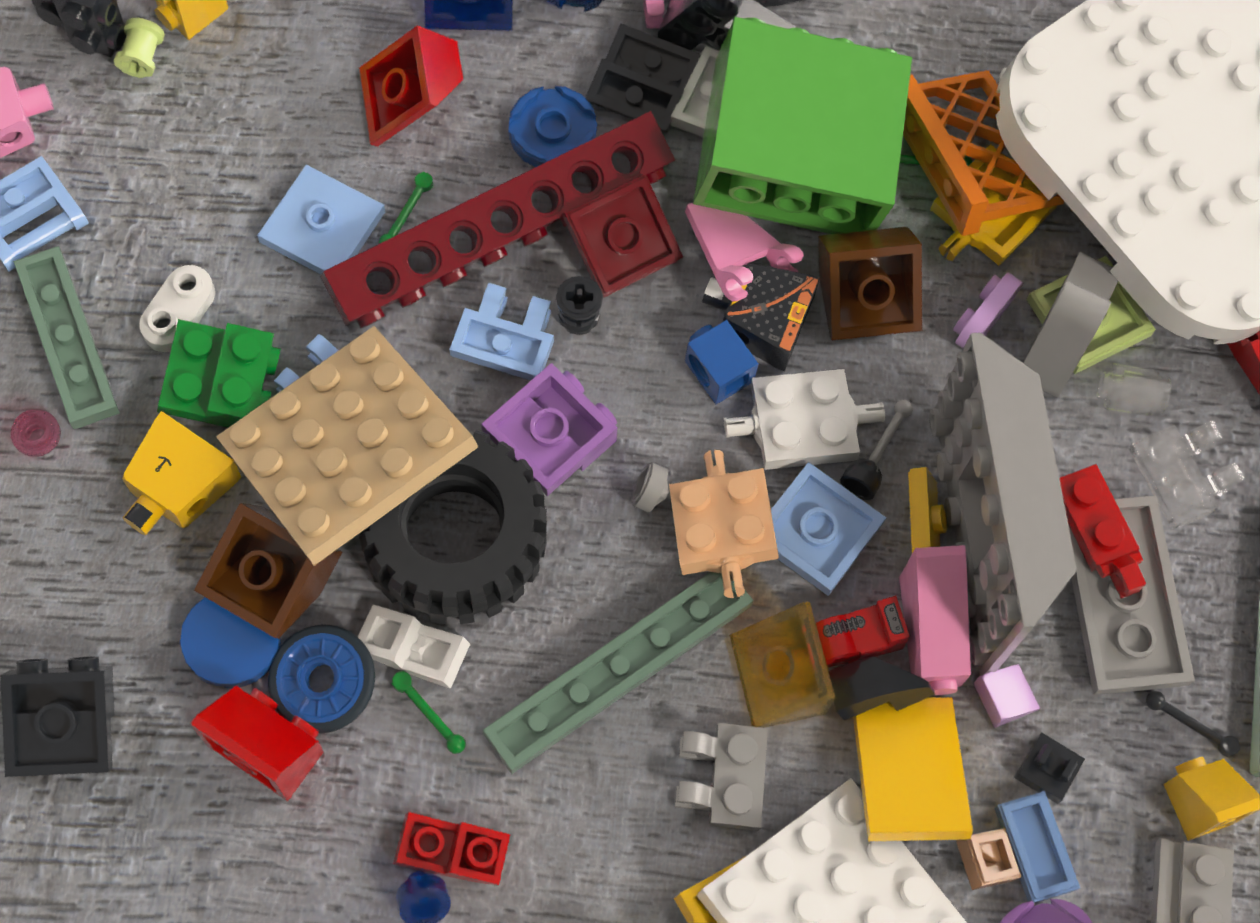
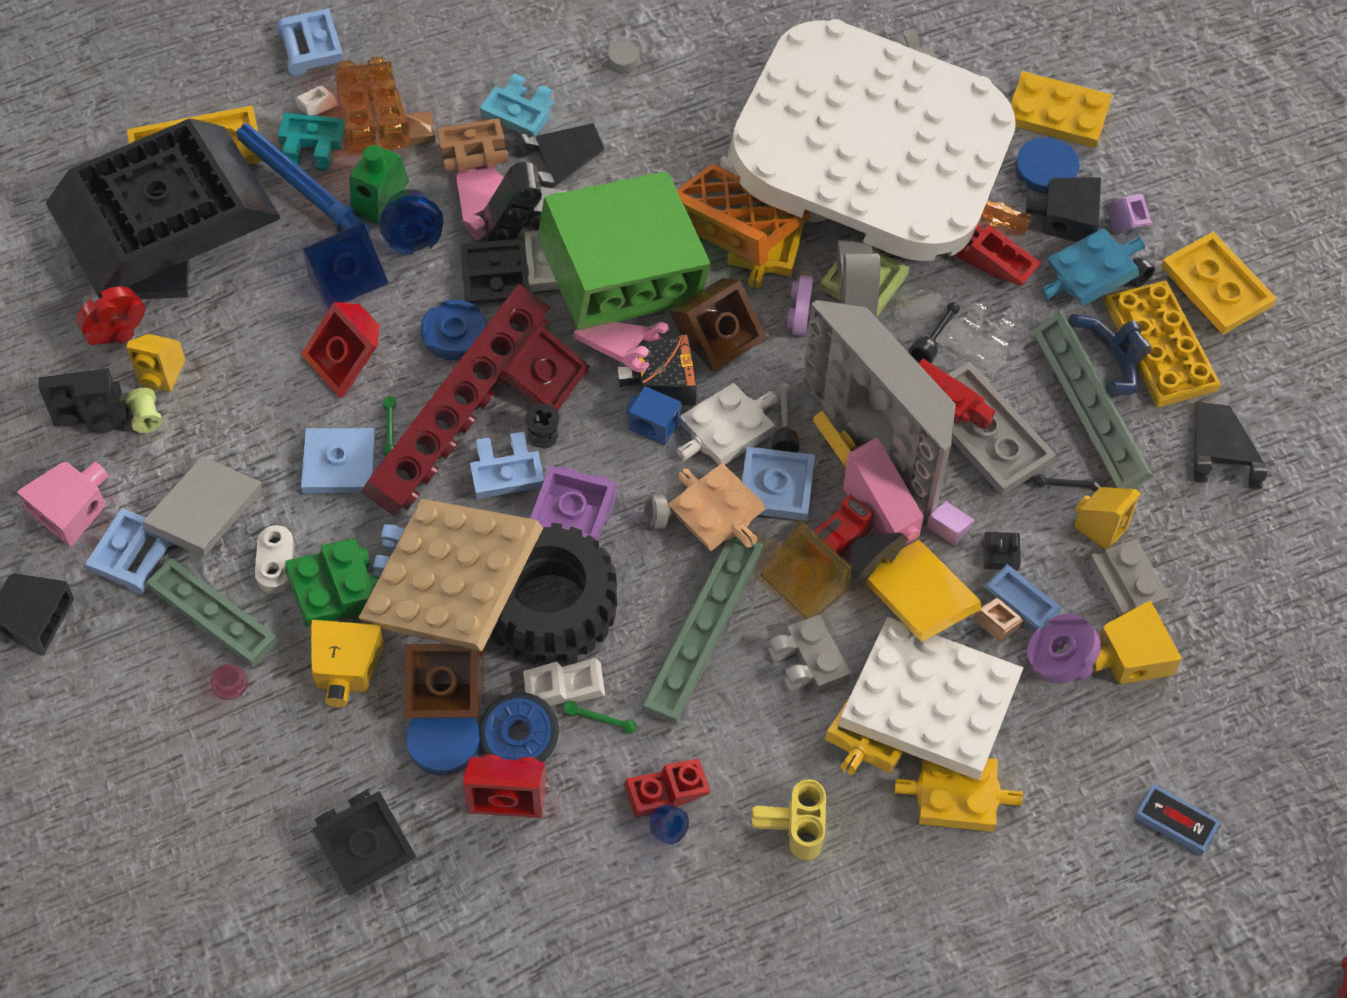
camera: 25 degrees left, 10 degrees down
(131, 201) = (202, 506): none -> light grey tile
(1111, 447) = (925, 346): none -> black hinge

